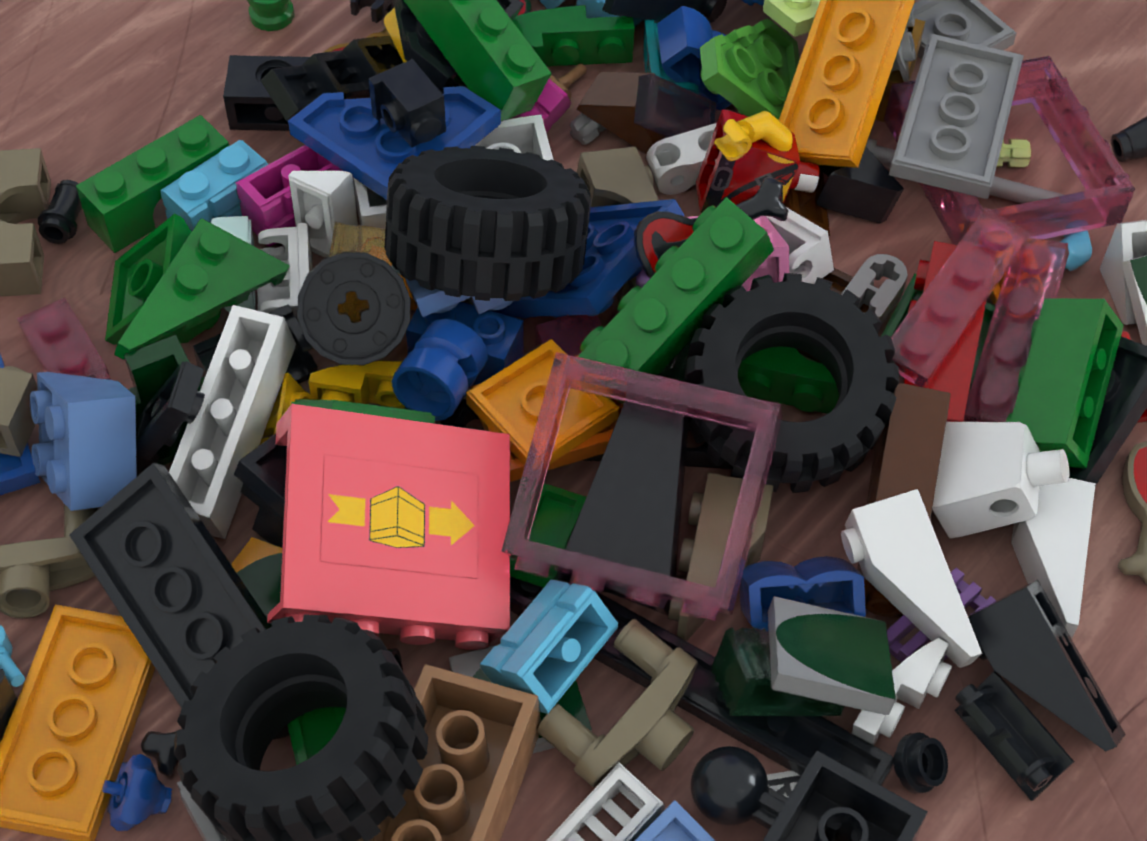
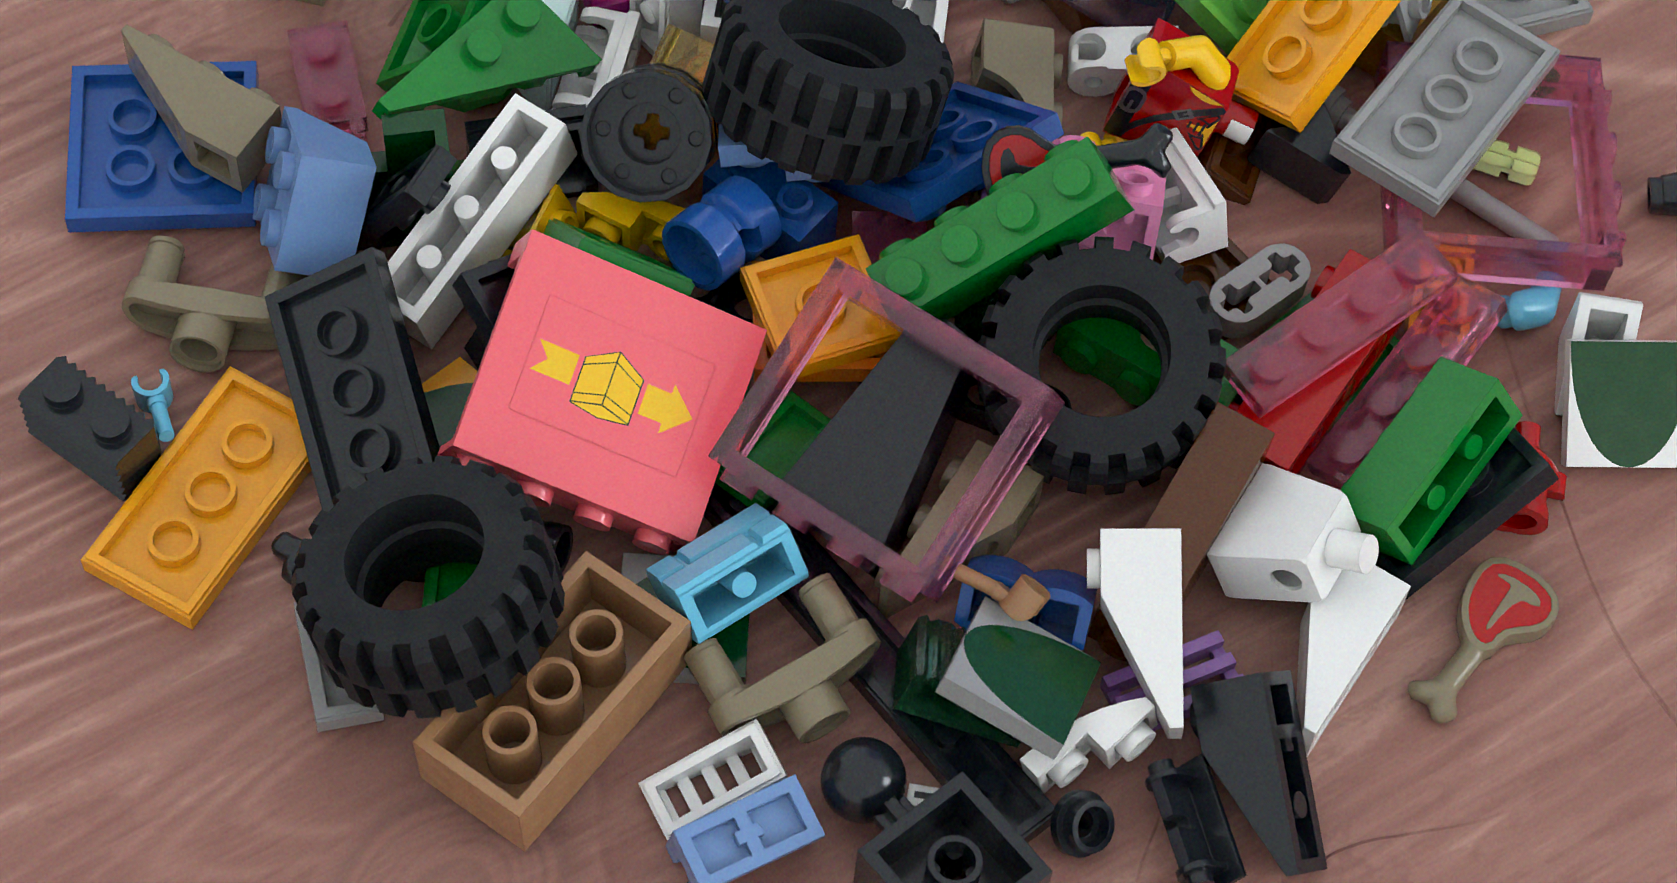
camera: 15 degrees right, 5 degrees up
(136, 794) = (250, 591): blue piece -> none
(806, 591) = (1019, 602): none -> medium nougat hand

